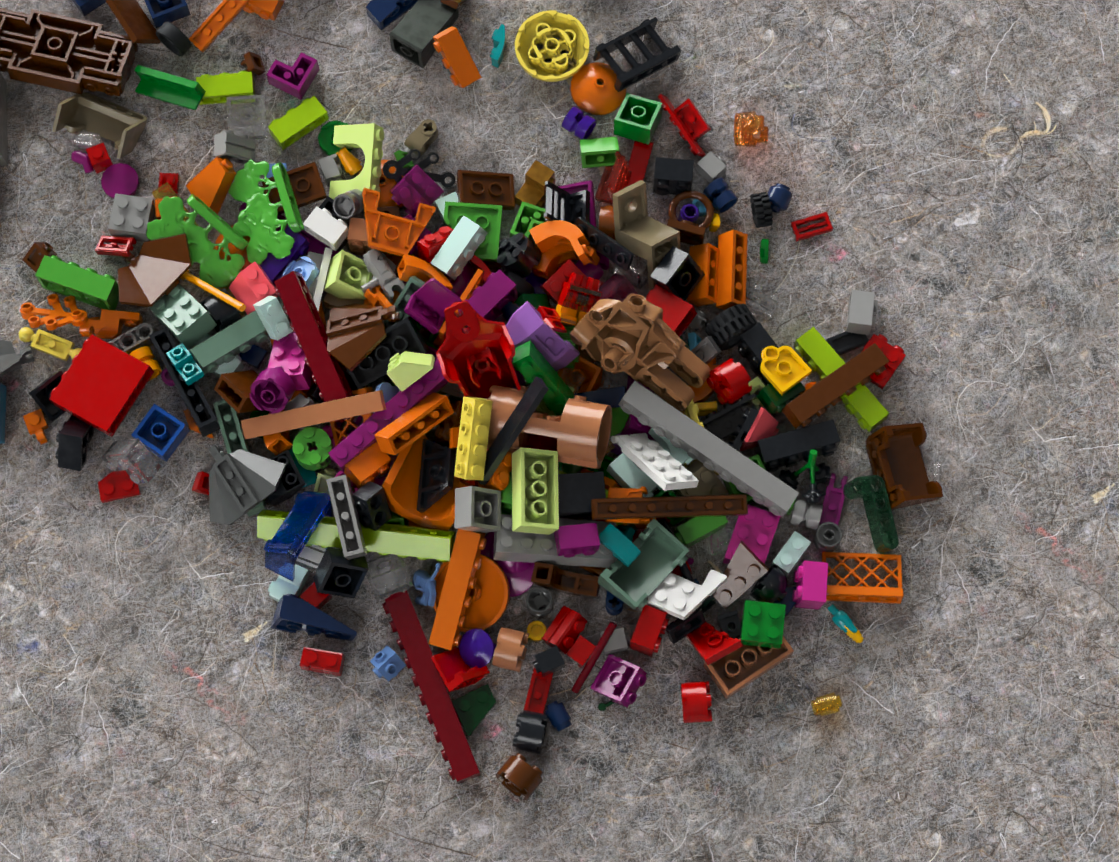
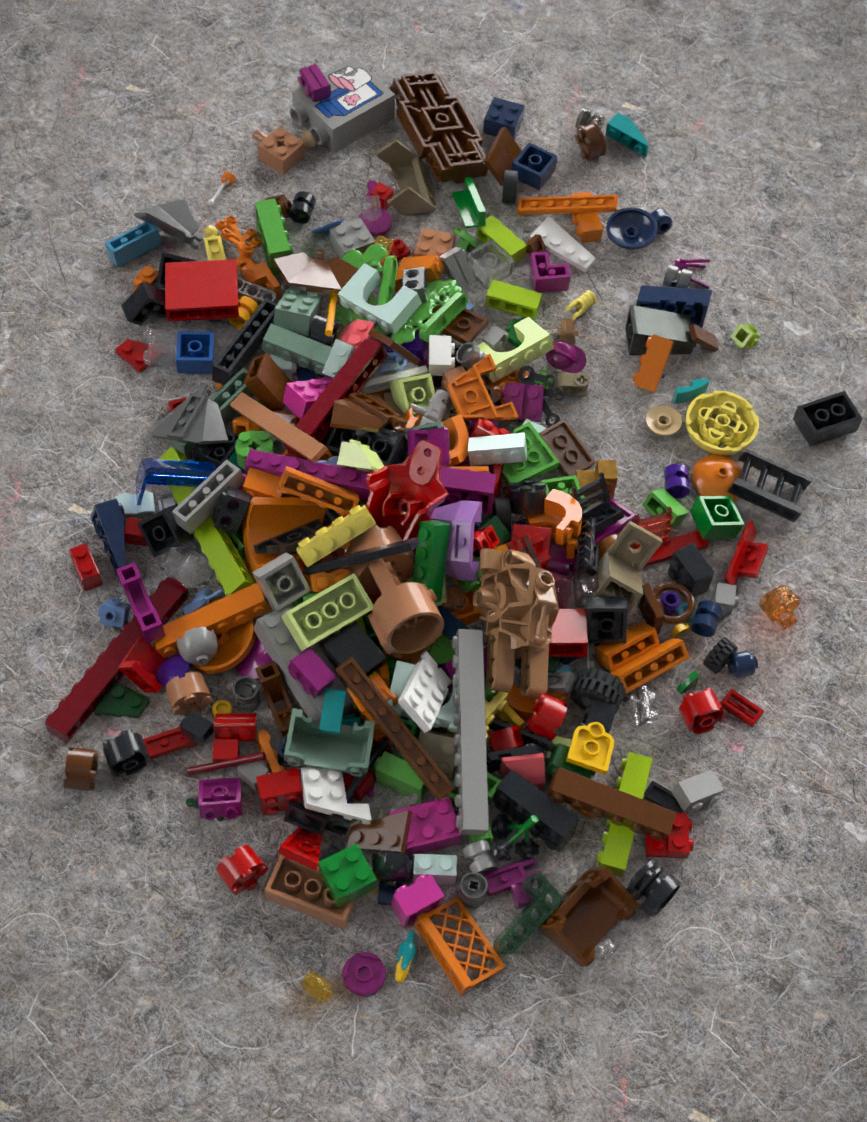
camera: 50 degrees right, 15 degrees down
(61, 237) = (302, 207): none -> black wheel
(99, 227) = (325, 229): none -> blue dish
(109, 176) = (370, 207): none -> clear brick
(114, 248) = (319, 244): red tile -> none
(185, 364) = (258, 328): teal slope -> none
(192, 151) = (434, 243): none -> nougat brick
(208, 119) = (467, 239): none -> bright green tile
(232, 199) = (417, 281): none -> dark grey brick
(256, 242) = (389, 315): none -> light aqua arch
(266, 38) = (564, 245): none -> white wing
(272, 390) = (278, 390): magenta brick -> none
(298, 262) = (394, 346): none -> reddish brown tile
(344, 68) = (582, 303): none -> light yellow hinge
(349, 161) = (511, 343): light orange cone -> none
(367, 102) = (567, 331): none -> medium nougat hips
(393, 119) = (566, 357): none -> magenta piece
(402, 637) = (140, 602): none -> magenta arch
(477, 614) = (198, 645): none -> light grey cylinder
(512, 82) = (663, 414): none -> tan dish
(558, 716) = (157, 770): dark blue brick -> none
(604, 618) = (264, 745): none -> orange hinge
(725, 425) = (506, 738): none -> red brick
(799, 260) = (701, 711): none -> red brick
(836, 663) = (364, 974): none -> magenta tile
(853, 505) = (519, 896): none -> magenta slope
(918, 402) = (652, 887): none -> black wheel

